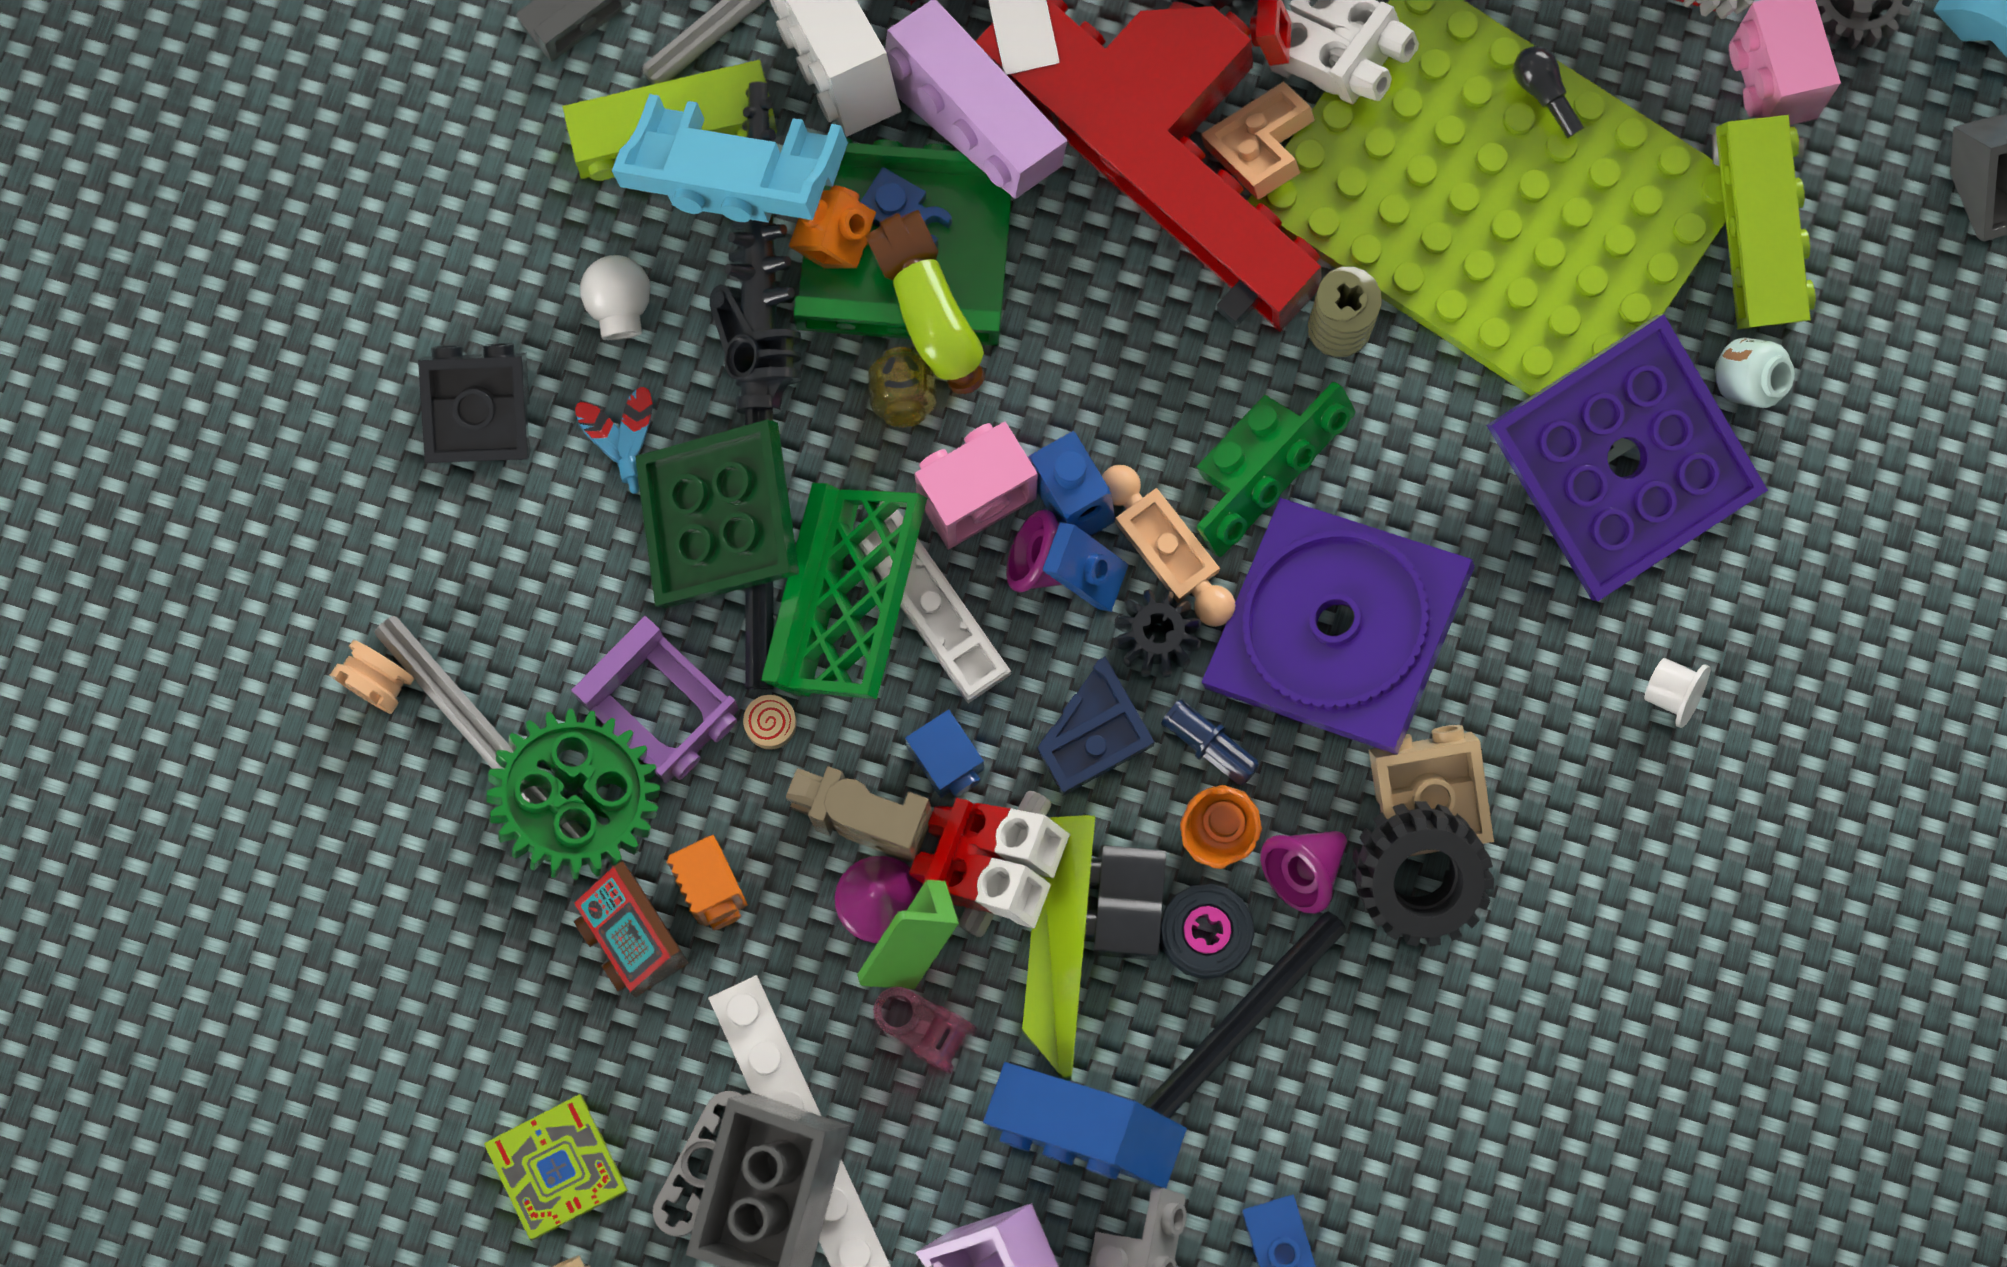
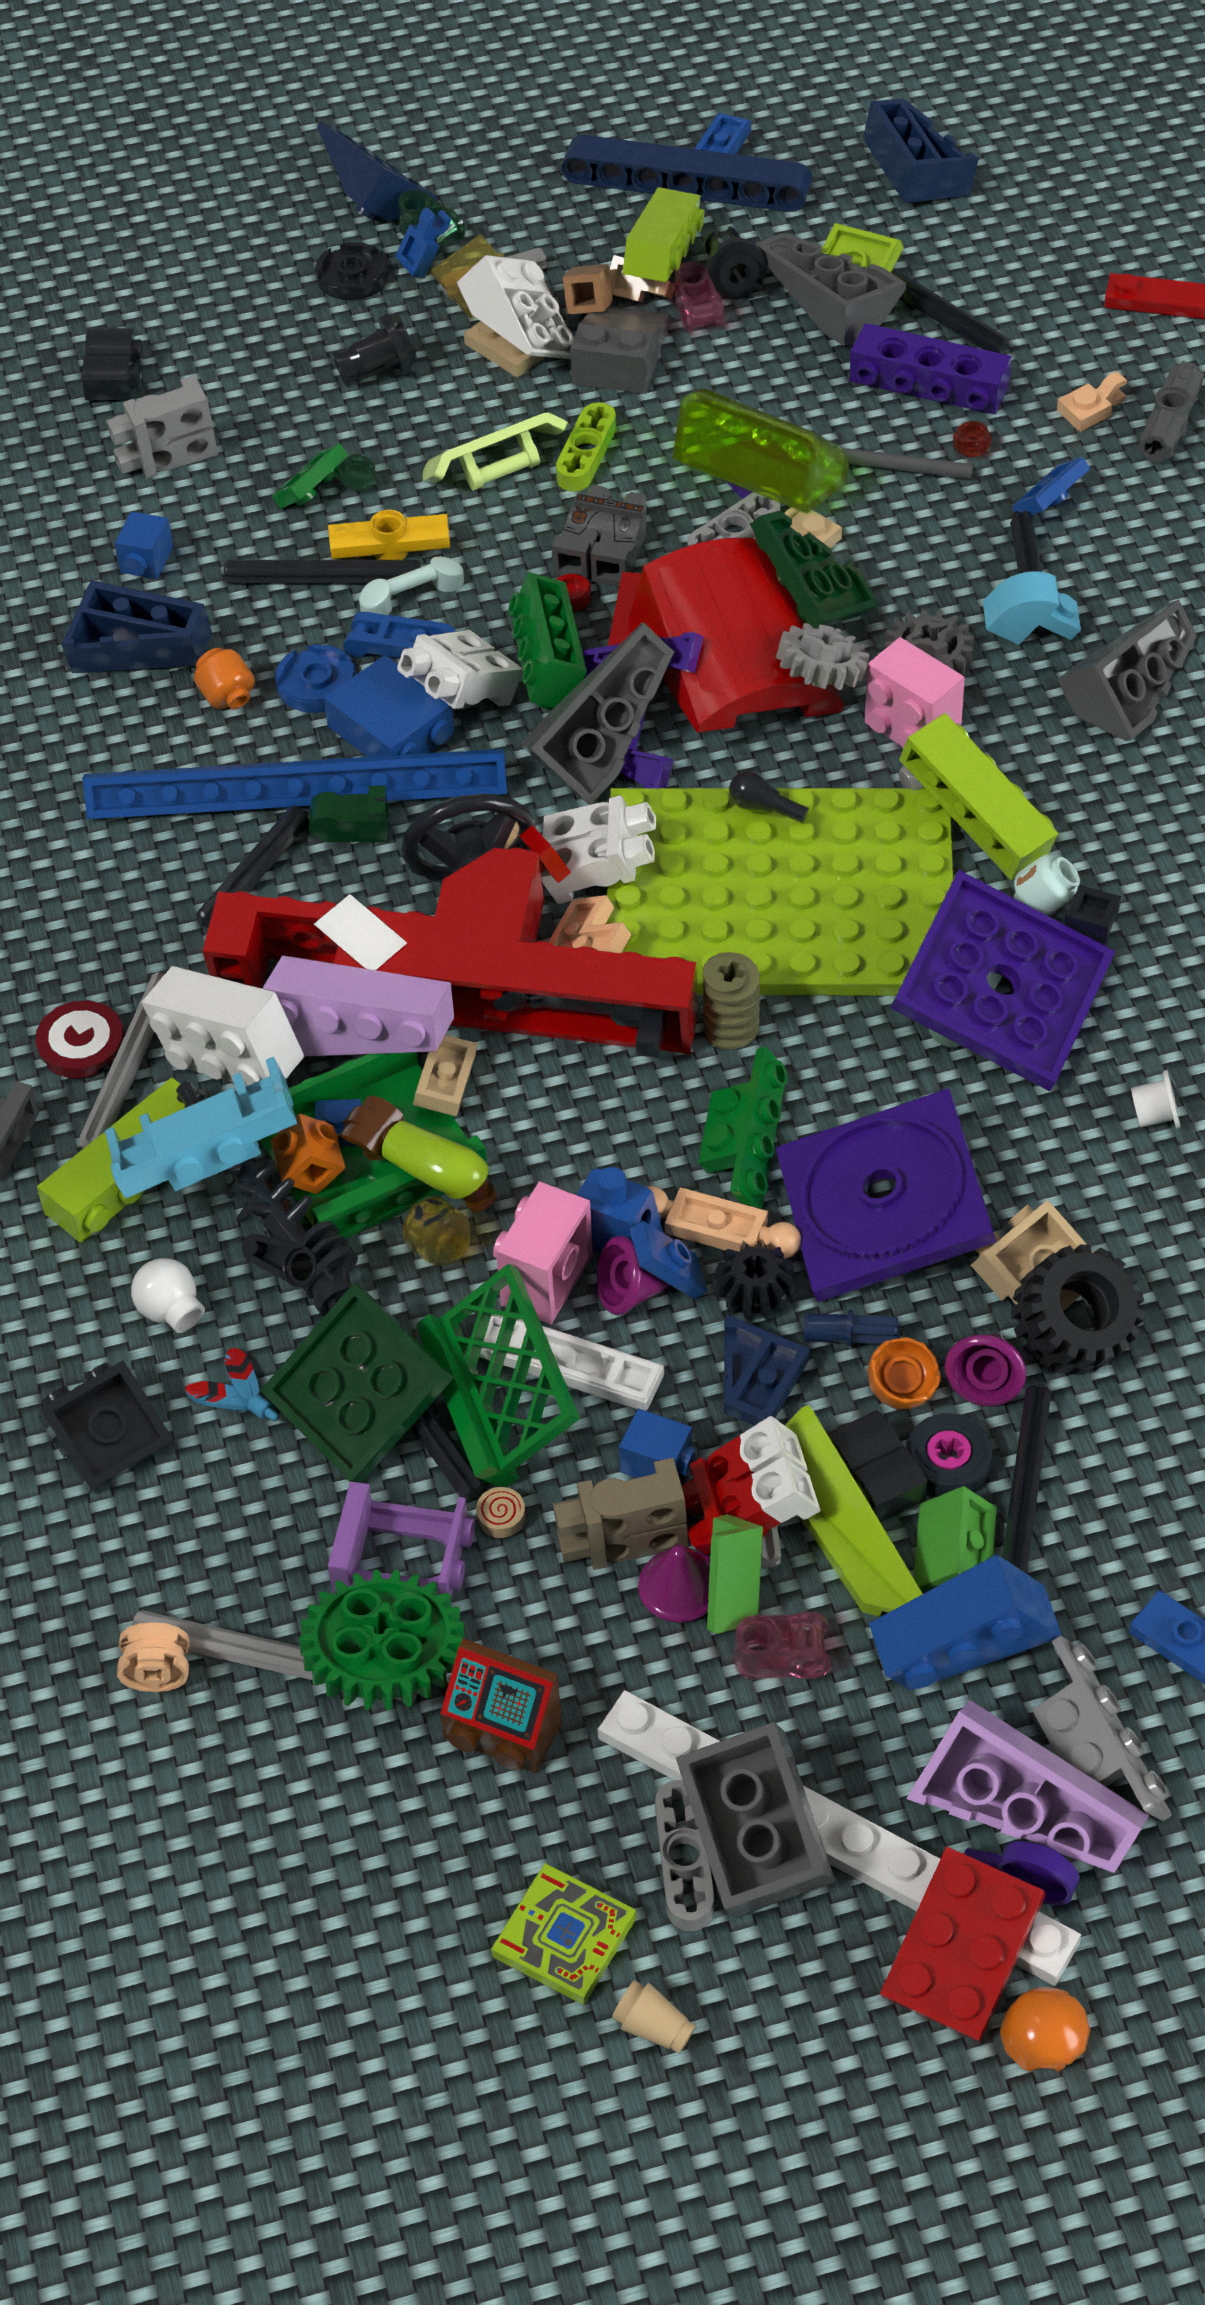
camera: 30 degrees left, 25 degrees down
(707, 883) = (540, 1630): orange brick -> none
(1019, 221) = (446, 1076): none -> tan plate
(1146, 1026) = (952, 1536): none -> bright green panel
(1772, 438) = (1093, 913): none -> black panel

